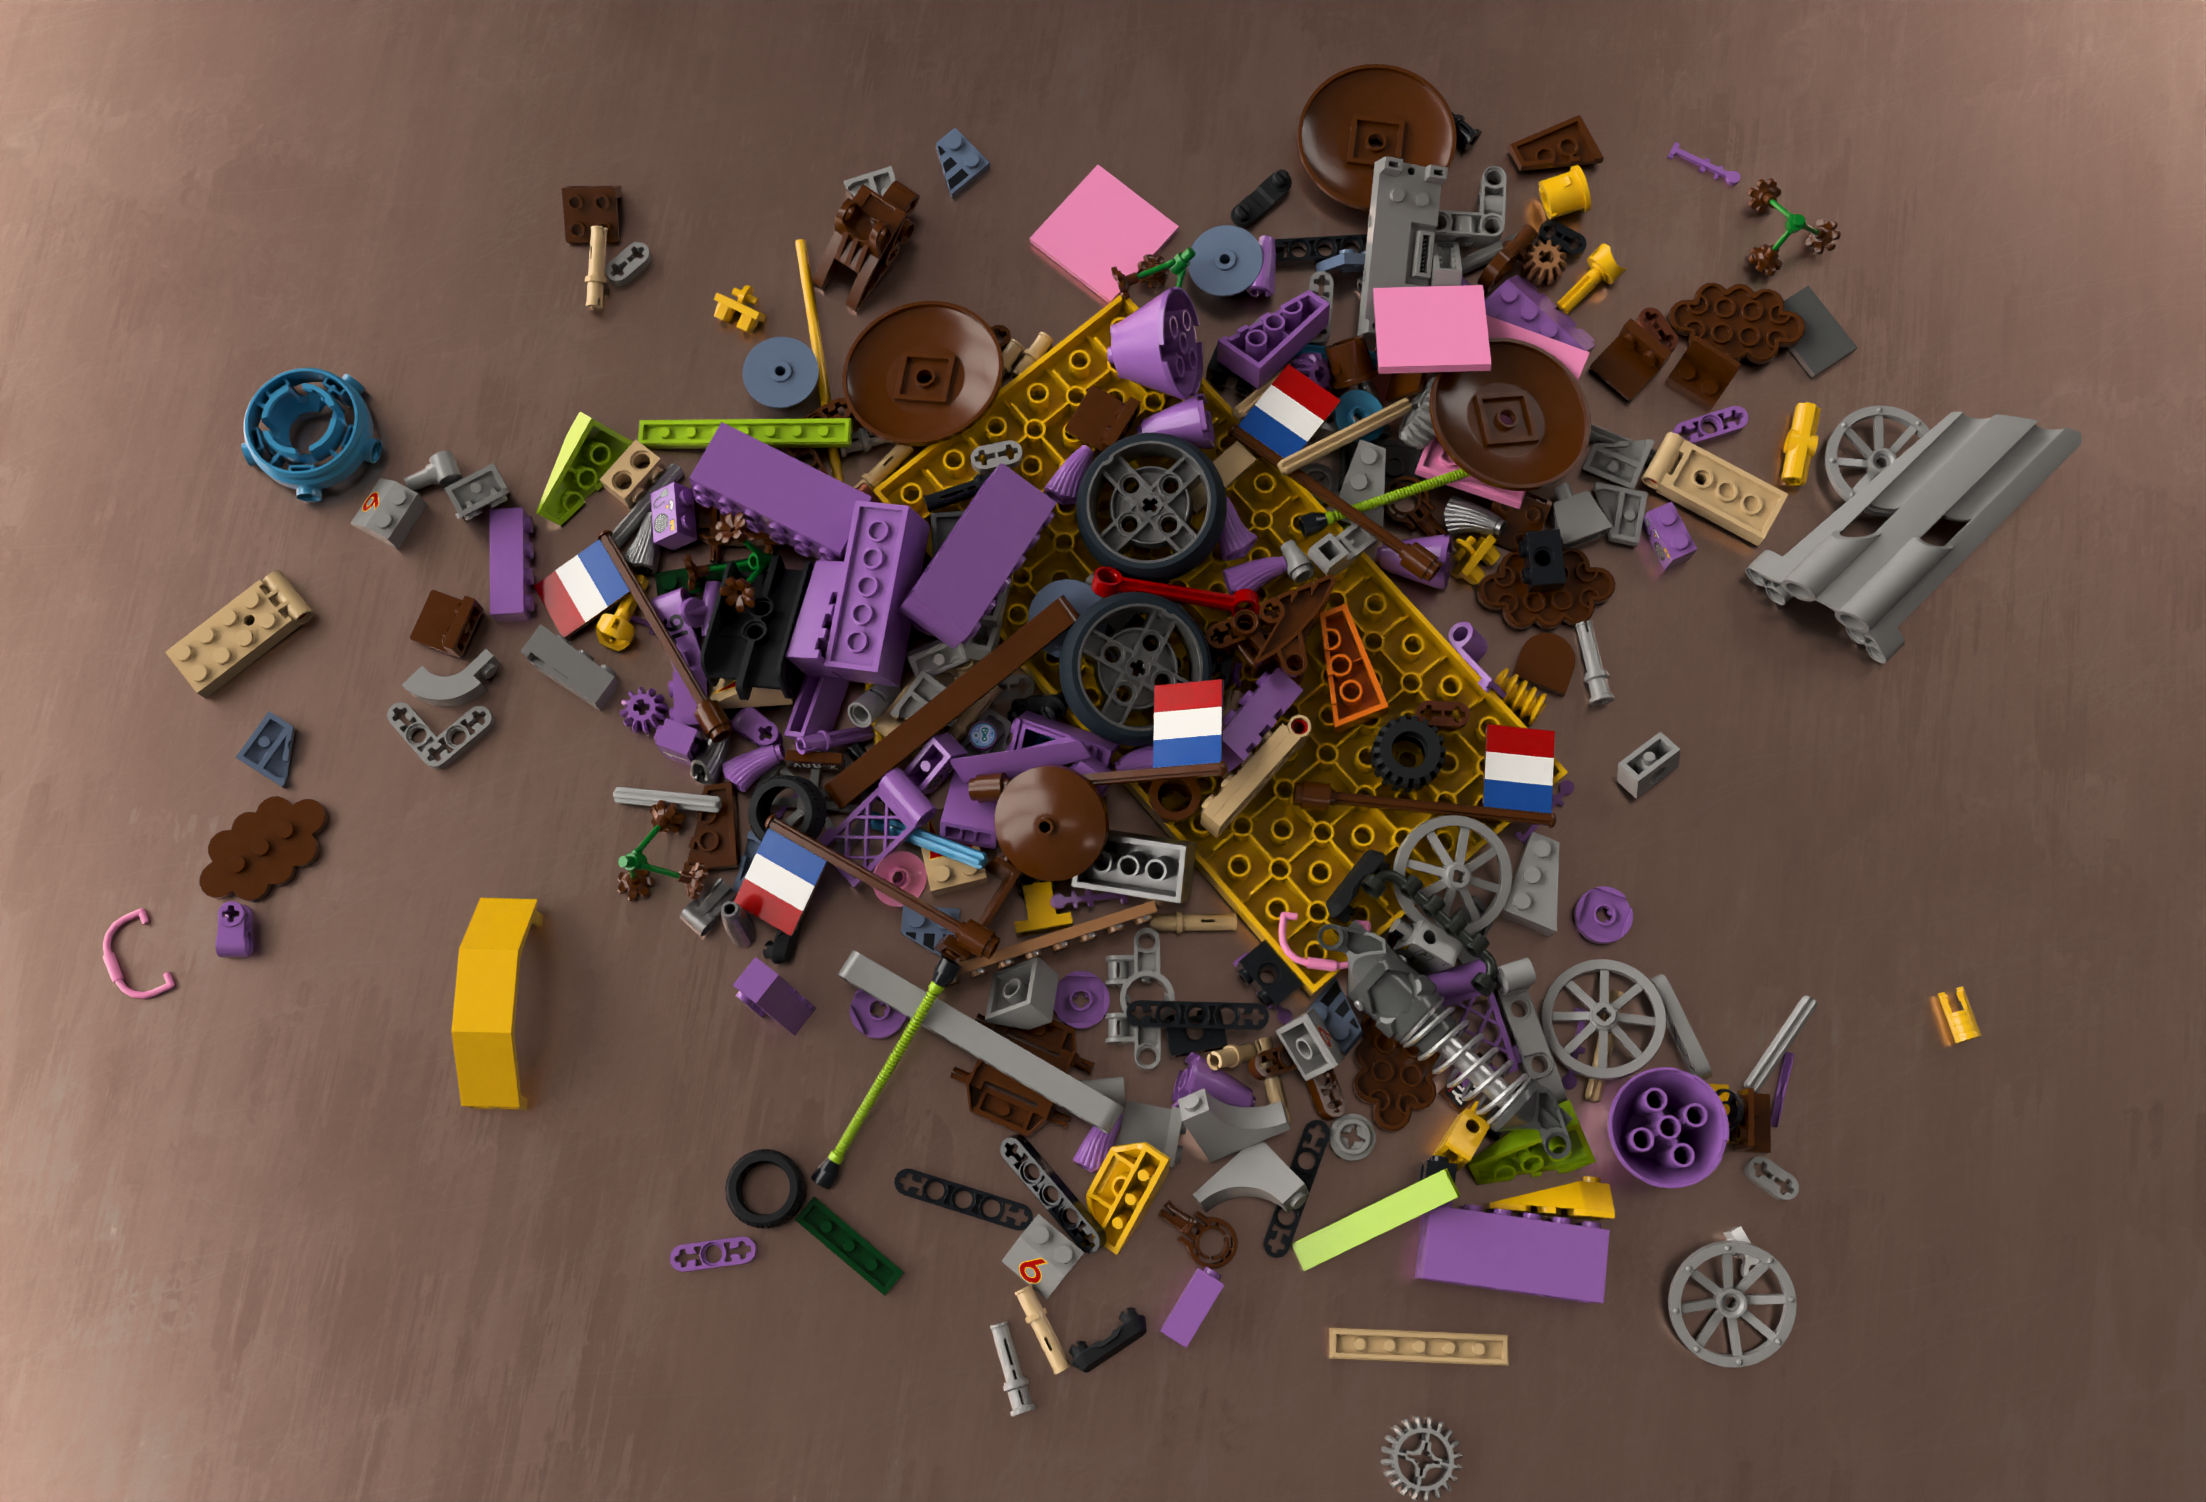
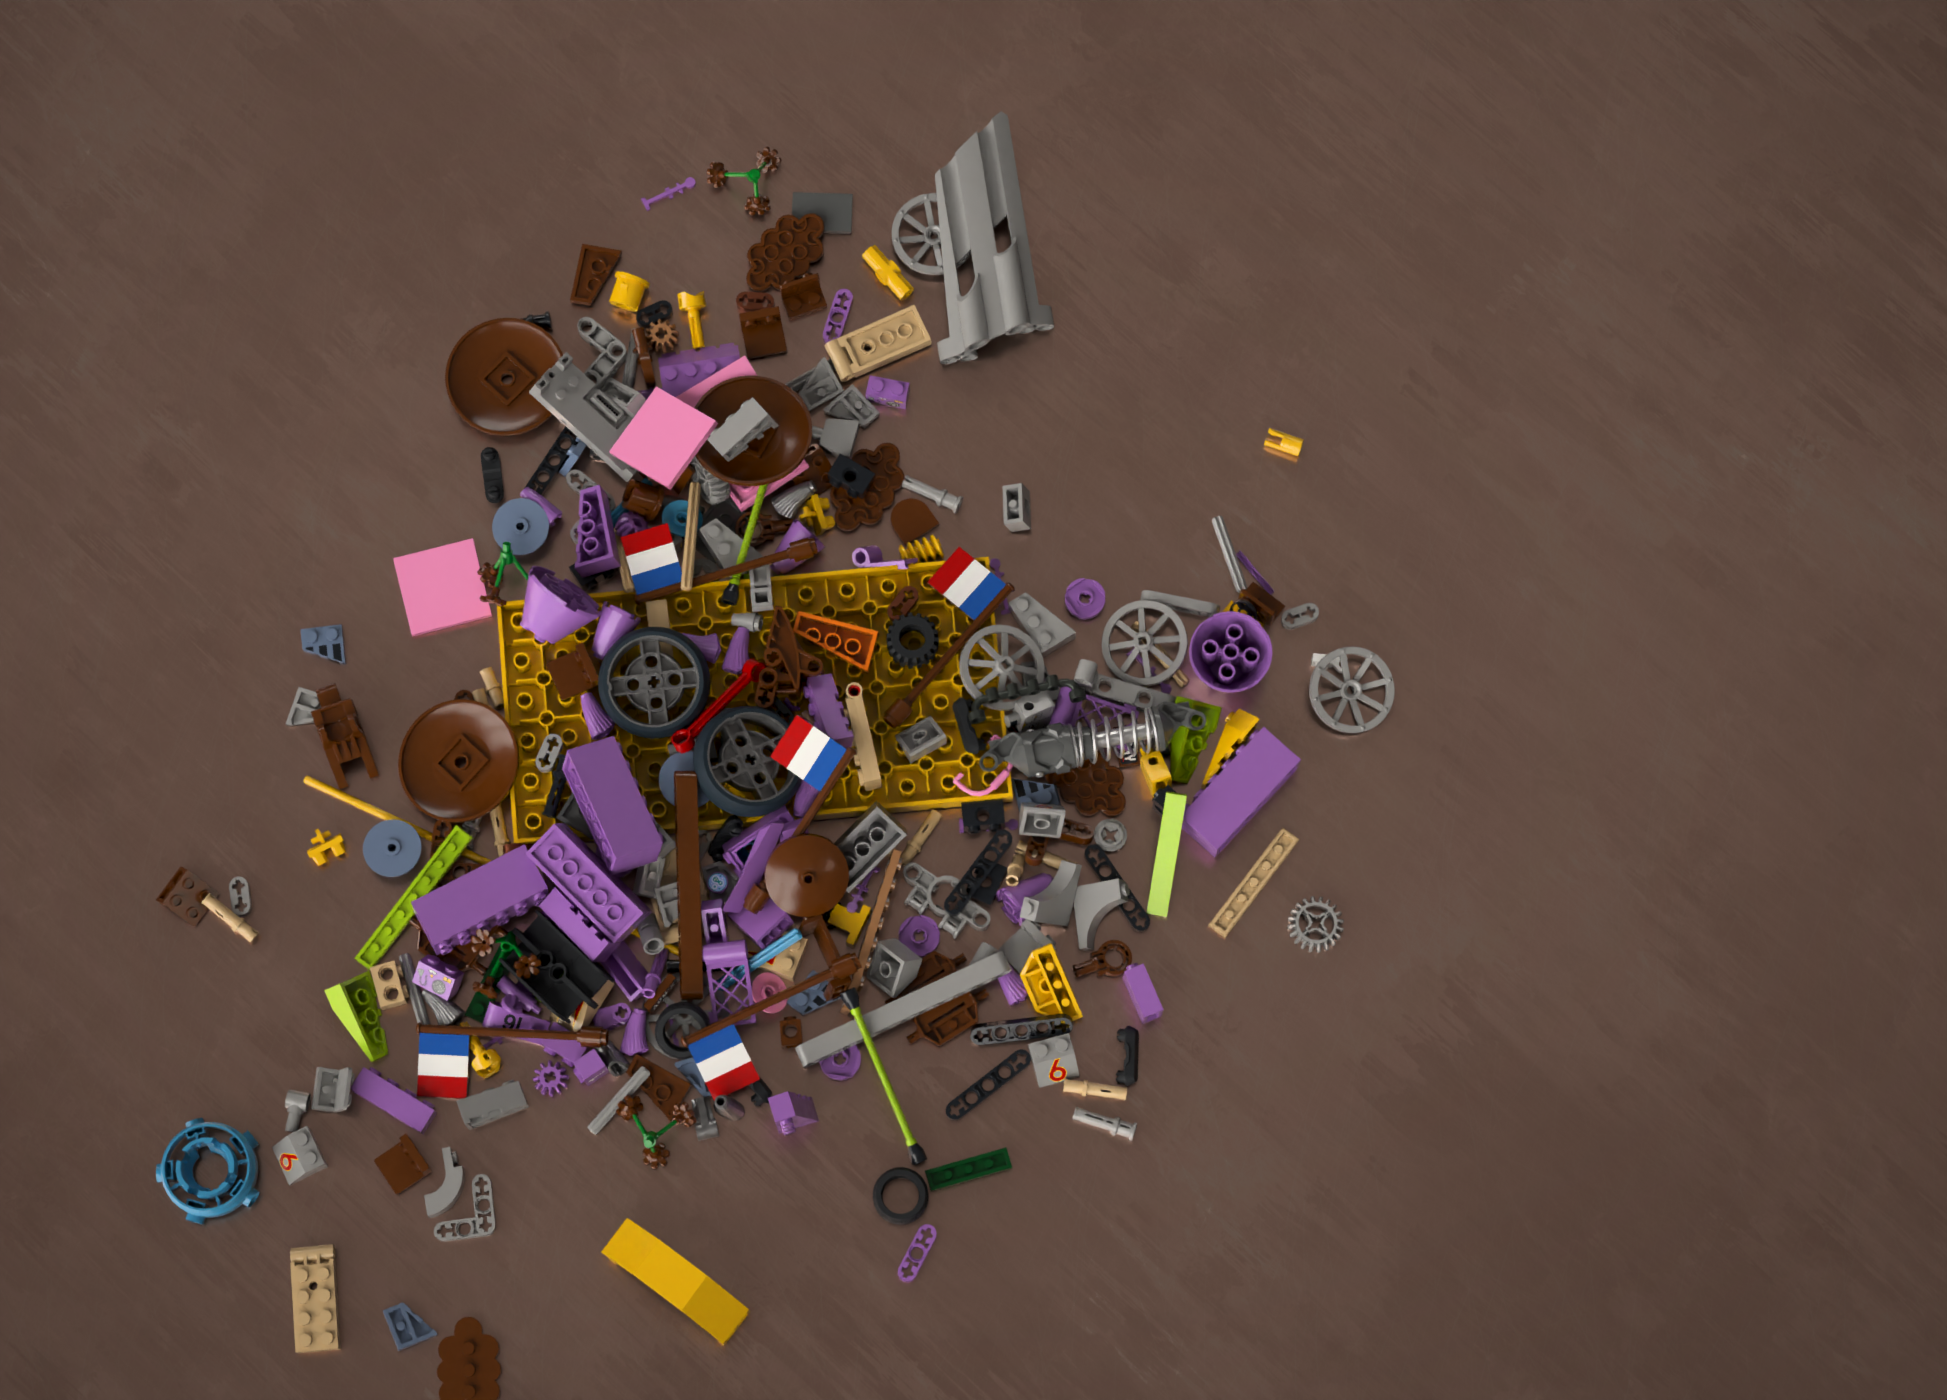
camera: 55 degrees left, 0 degrees up
(870, 947) = (791, 1042): none -> reddish brown brick
(1186, 787) = (854, 789): reddish brown piece -> none
(1302, 843) = (921, 739): none -> light grey slope
(1503, 398) = (740, 429): none -> light grey wedge

